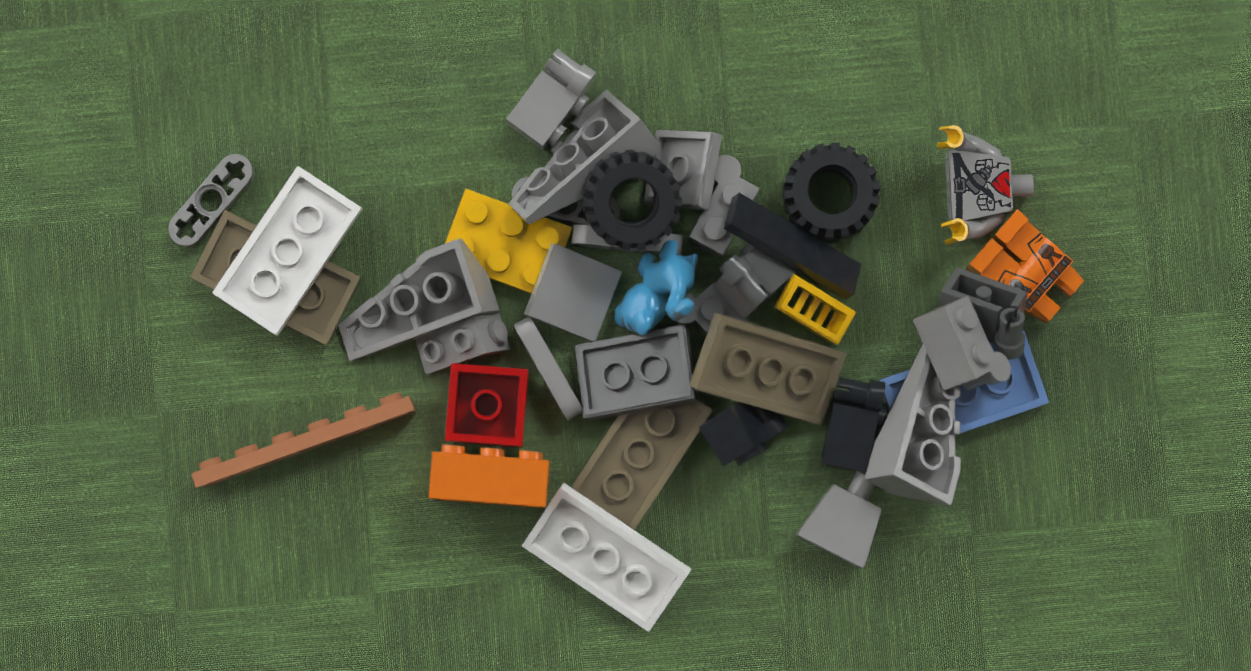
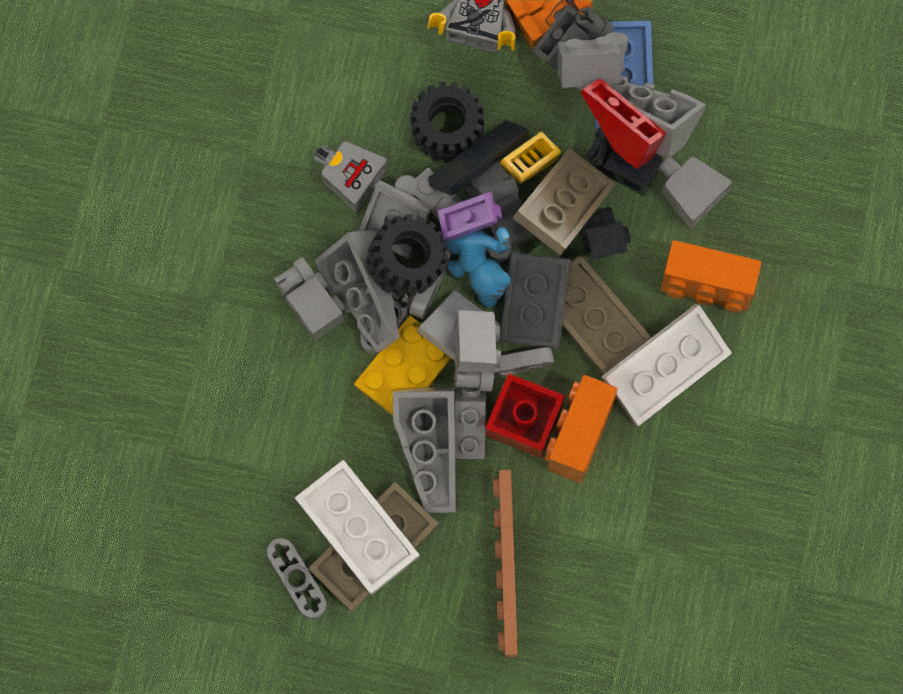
camera: 65 degrees left, 10 degrees down
(544, 320) = (476, 349): none -> light grey hinge
(700, 259) = (469, 216): none -> medium lavender plate
(728, 95) = (351, 172): none -> light grey torso
(730, 577) = (710, 276): none -> orange brick
(886, 409) = (625, 126): none -> red slope

